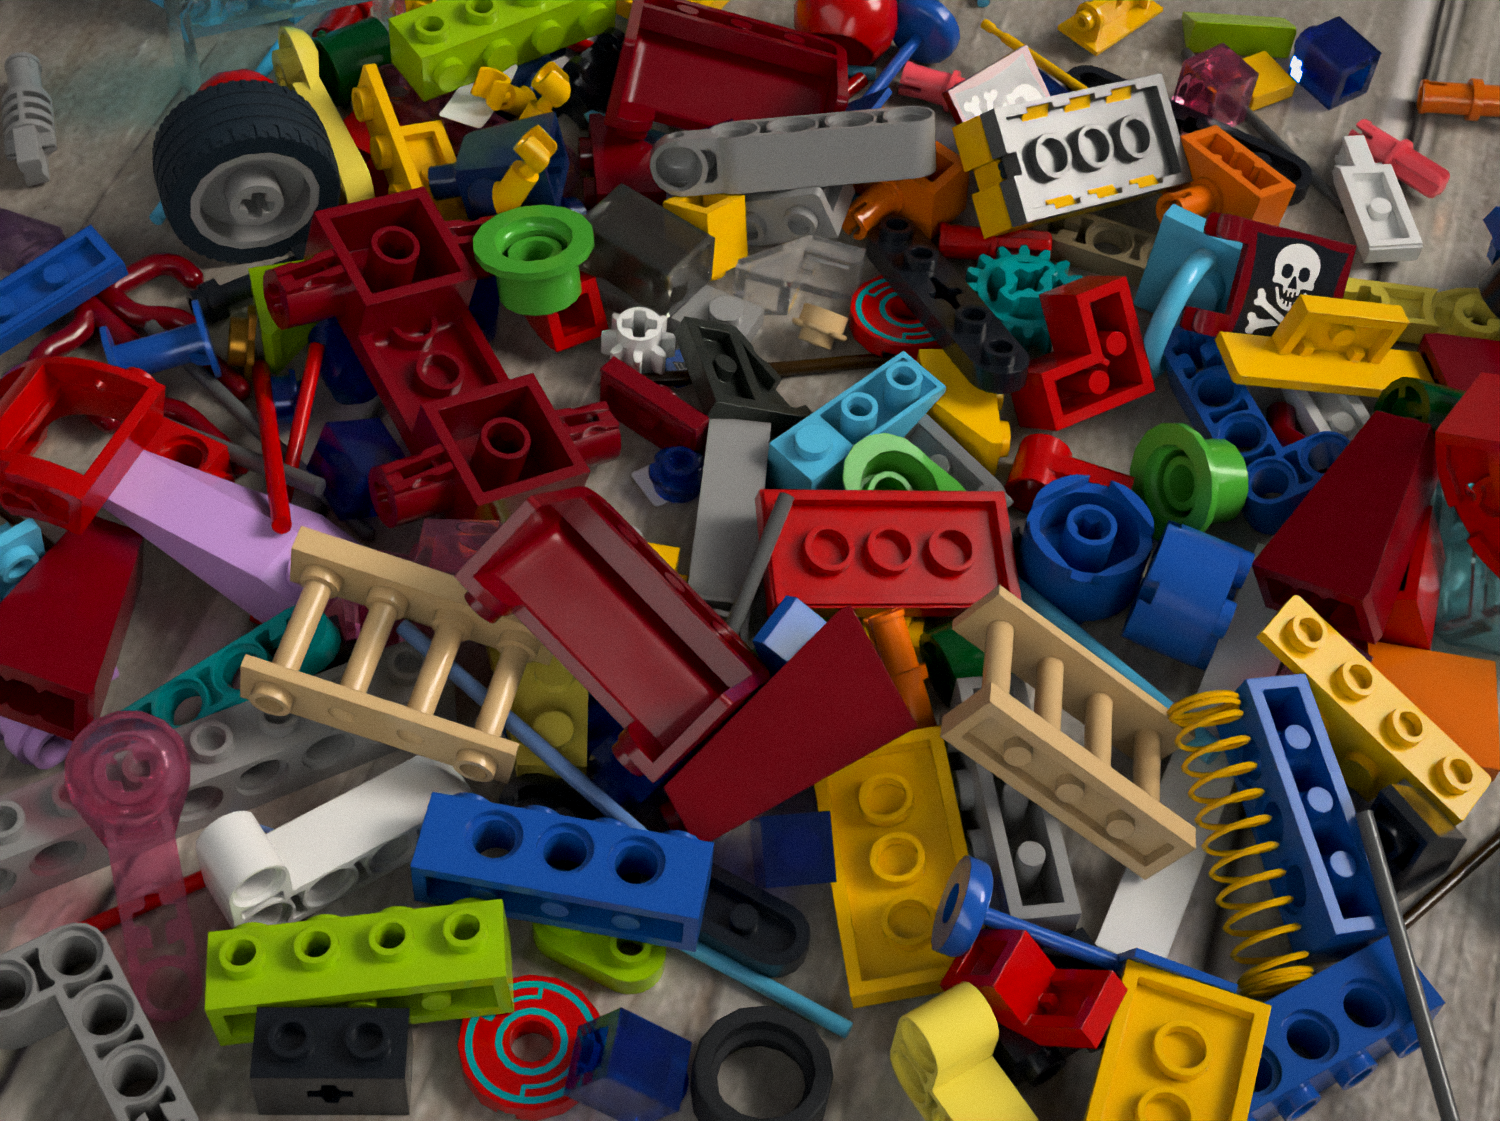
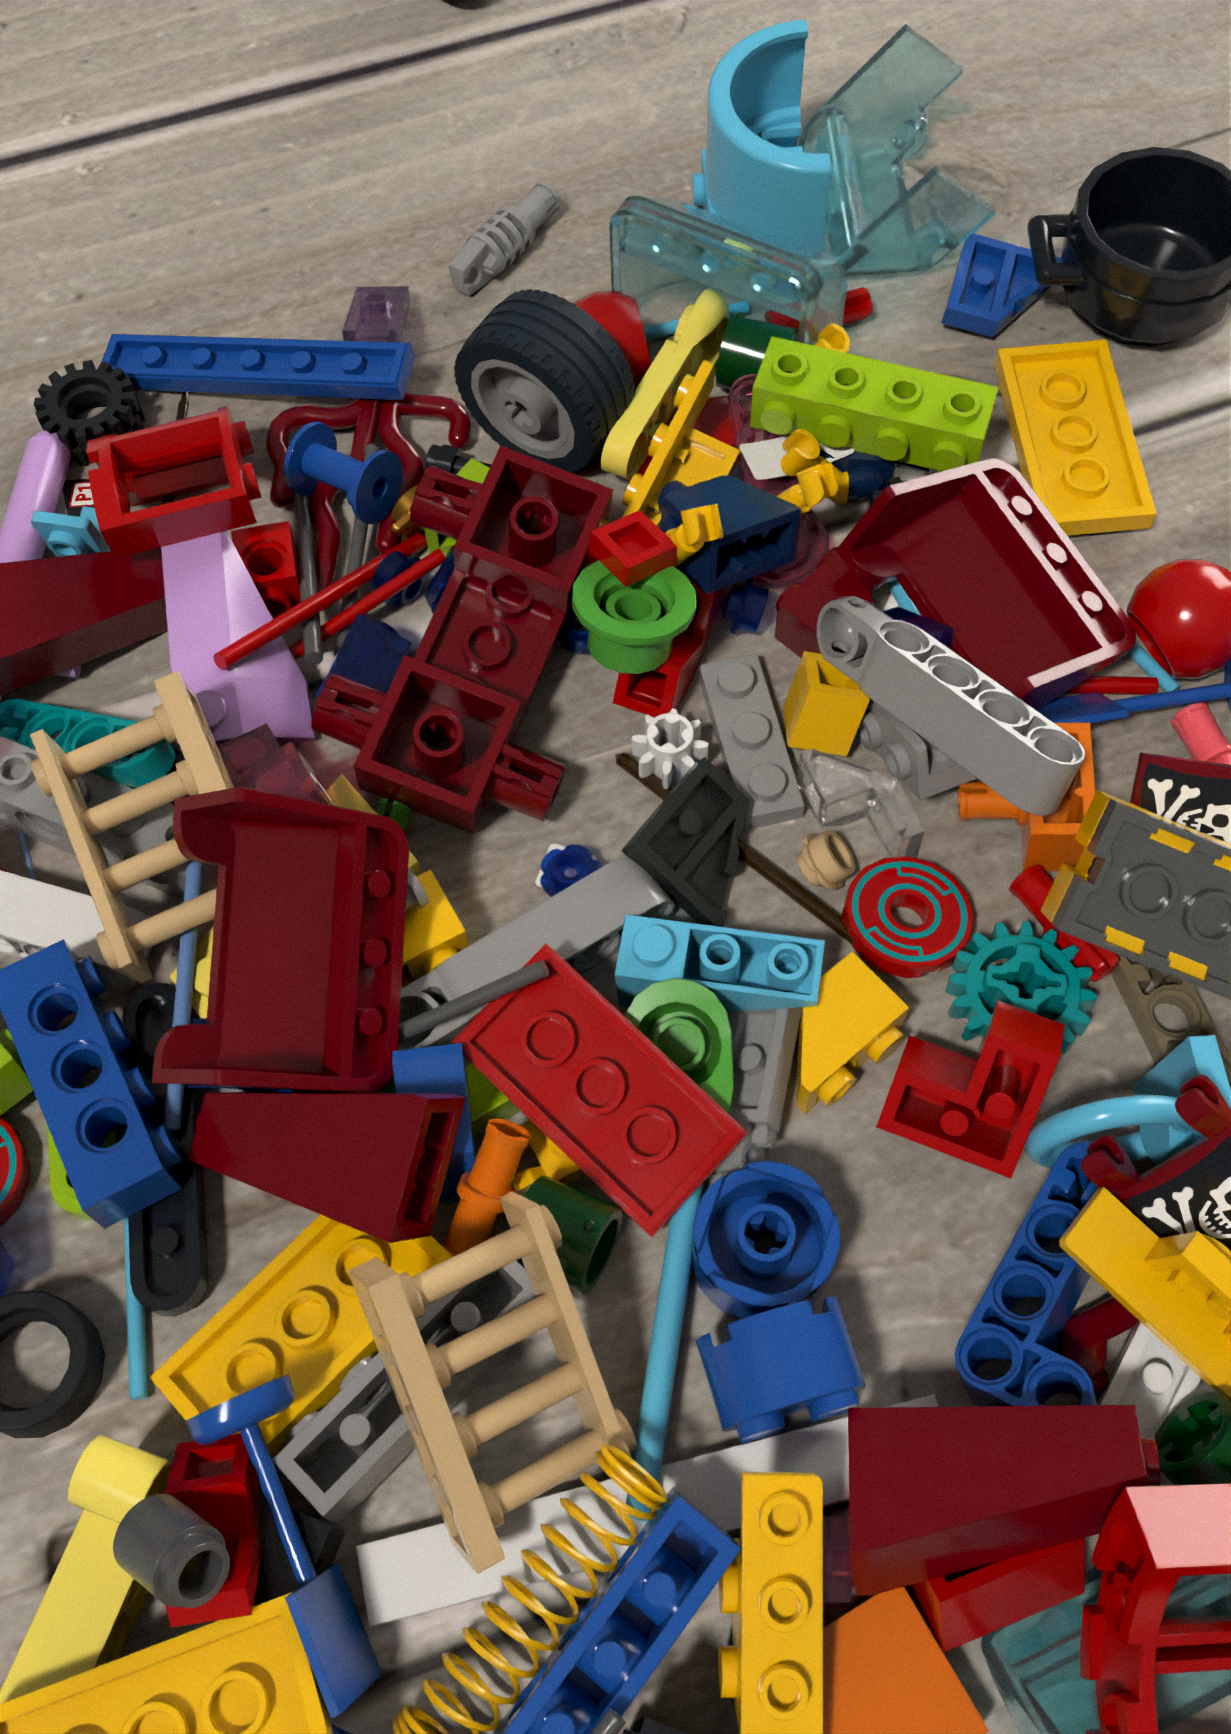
camera: 60 degrees right, 10 degrees up
(490, 211) = (632, 548): none -> red tile
(648, 251) = (746, 677): clear smoke brick -> none
(651, 408) = (611, 808): dark red plate -> none
(793, 849) = (241, 1231): clear blue brick -> none
(957, 317) = (906, 979): black piece -> none
(1044, 459) = (838, 1158): red piece -> none
(1050, 995) = (171, 1552): none -> flat silver brick
(1188, 477) = (927, 1285): bright green piece -> none

